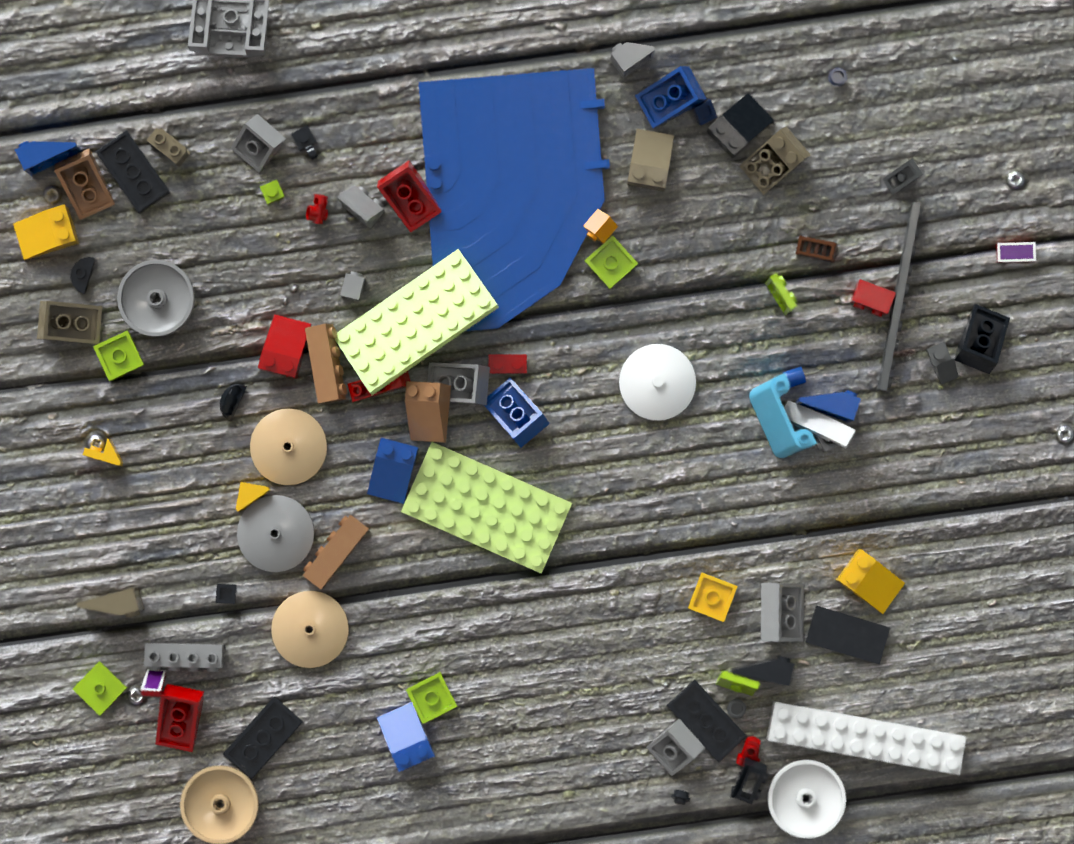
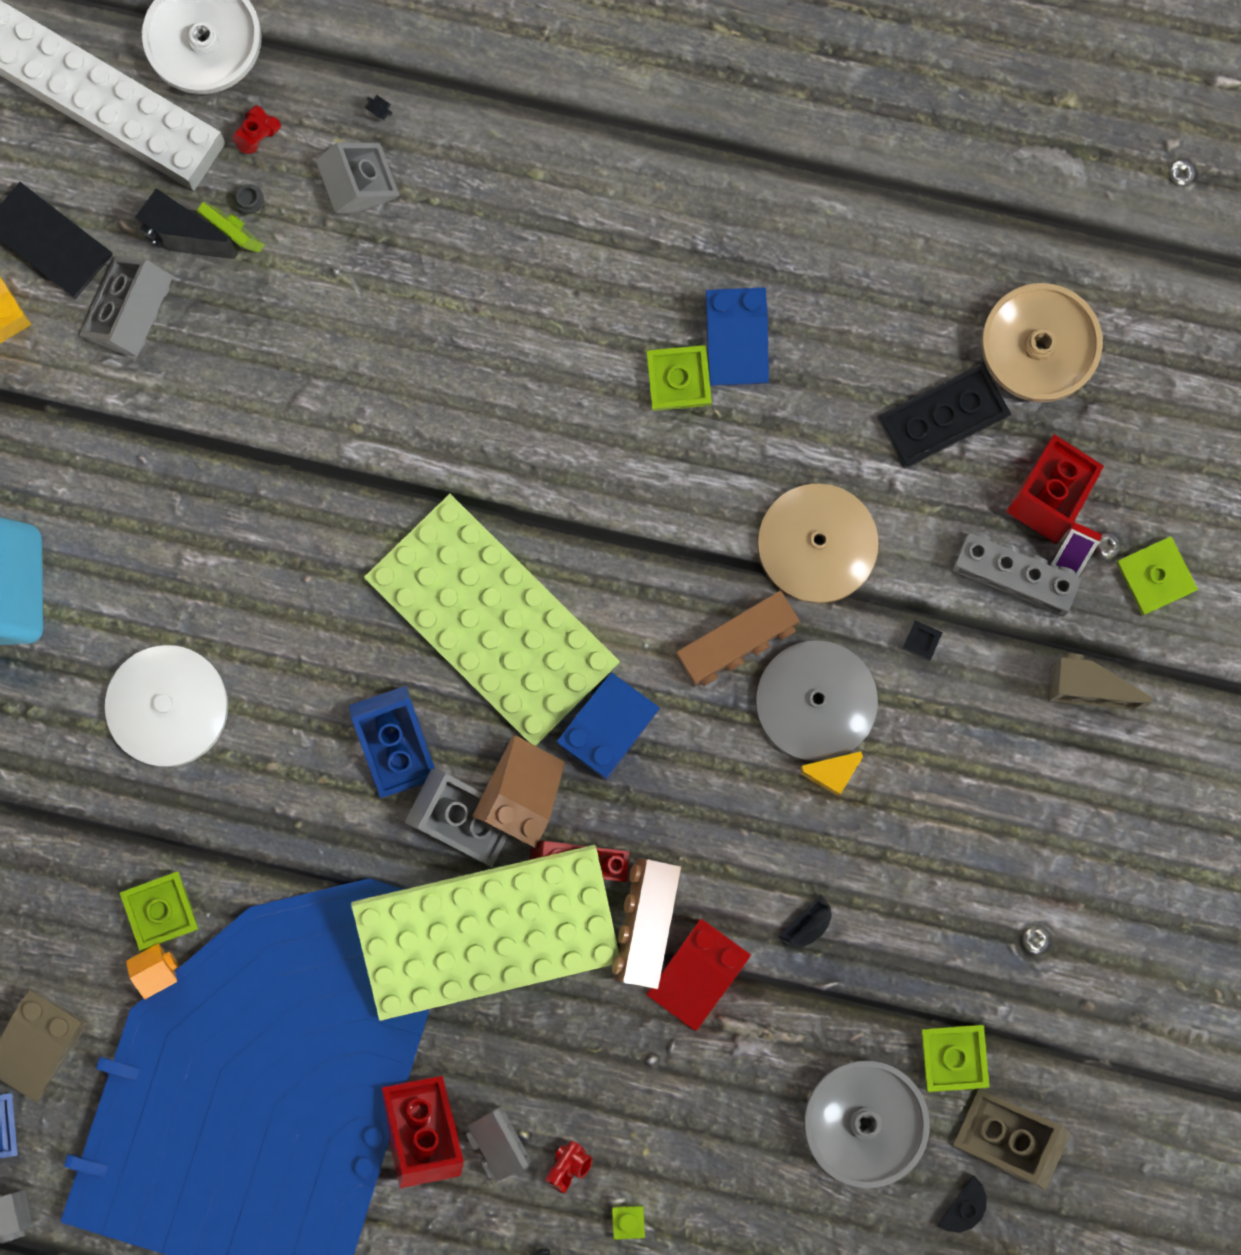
camera: 160 degrees left, 5 degrees down
(109, 455) = (1023, 910): yellow slope -> none
(306, 451) = (746, 851): tan dish -> none
(353, 286) = (560, 1026): light grey brick -> none
(507, 363) = (375, 819): red plate -> none
(706, 720) = (298, 199): black tile -> none
(712, 597) = (216, 365): yellow plate -> none
(749, 766) = (259, 104): black window -> none

